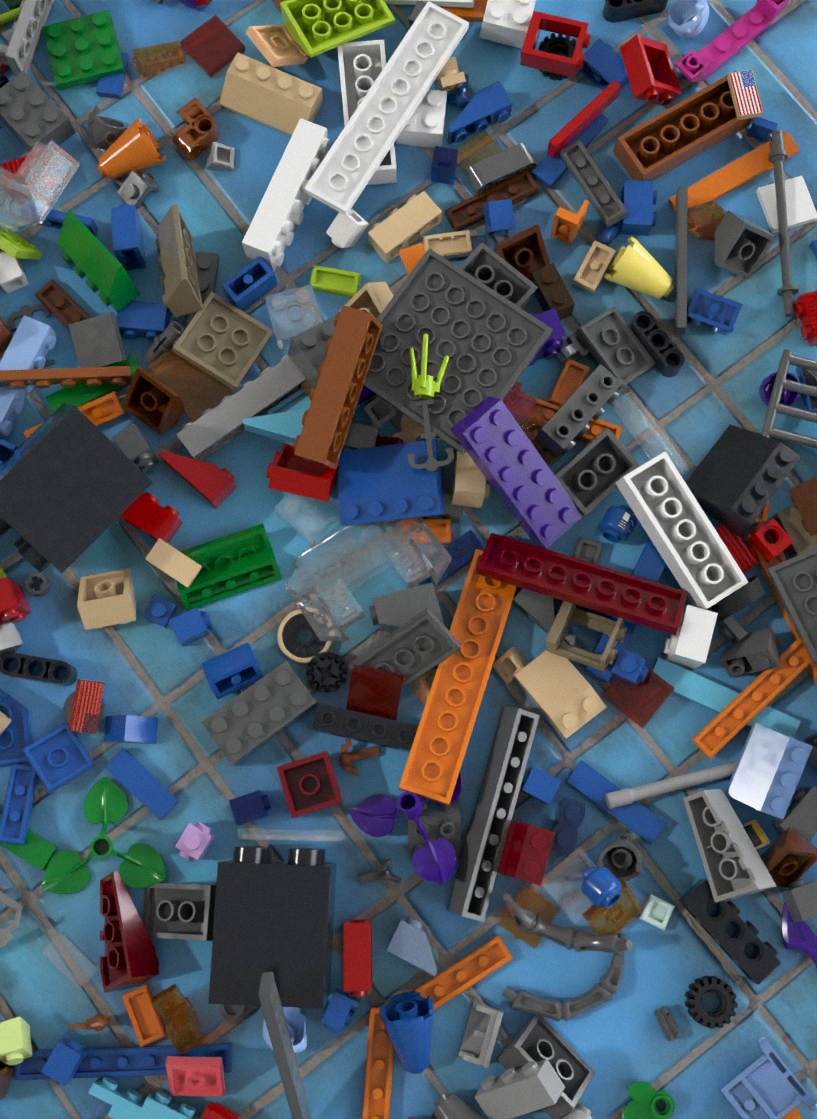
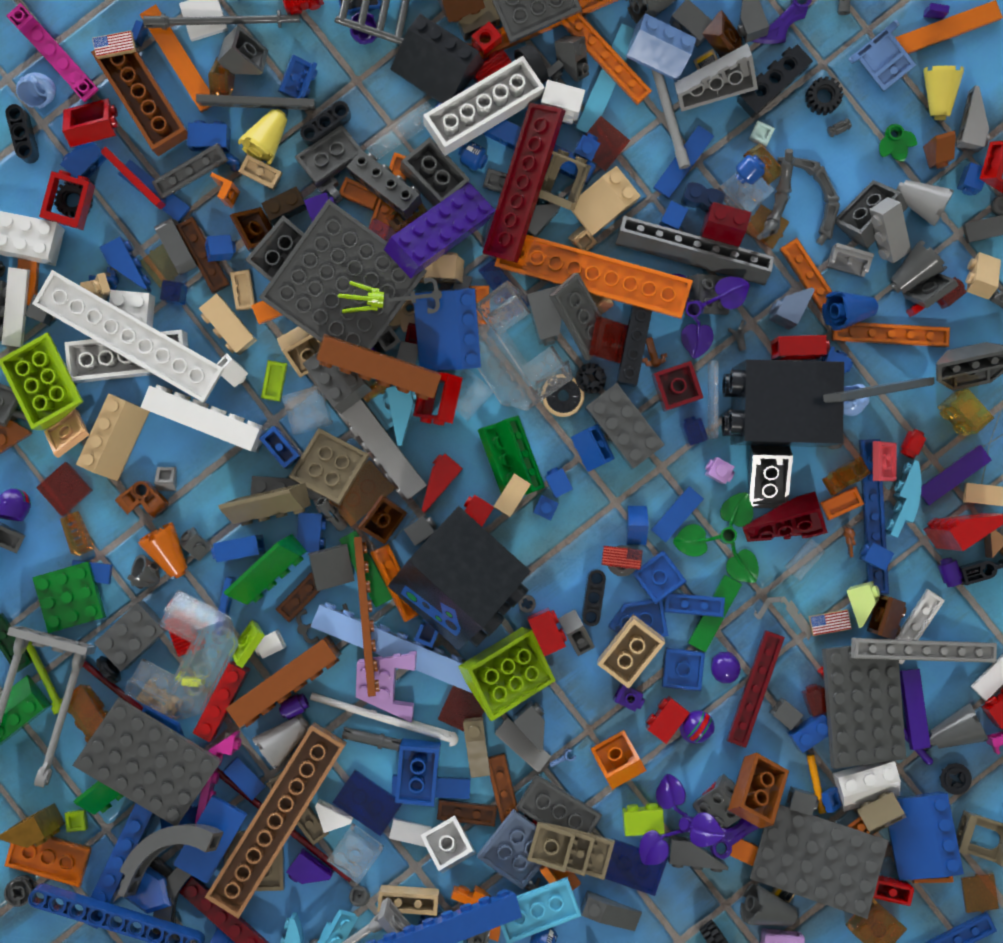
camera: 90 degrees left, 10 degrees up
(107, 599) = (538, 547): tan slope -> none
(621, 857) = (724, 157): dark grey helmet -> none

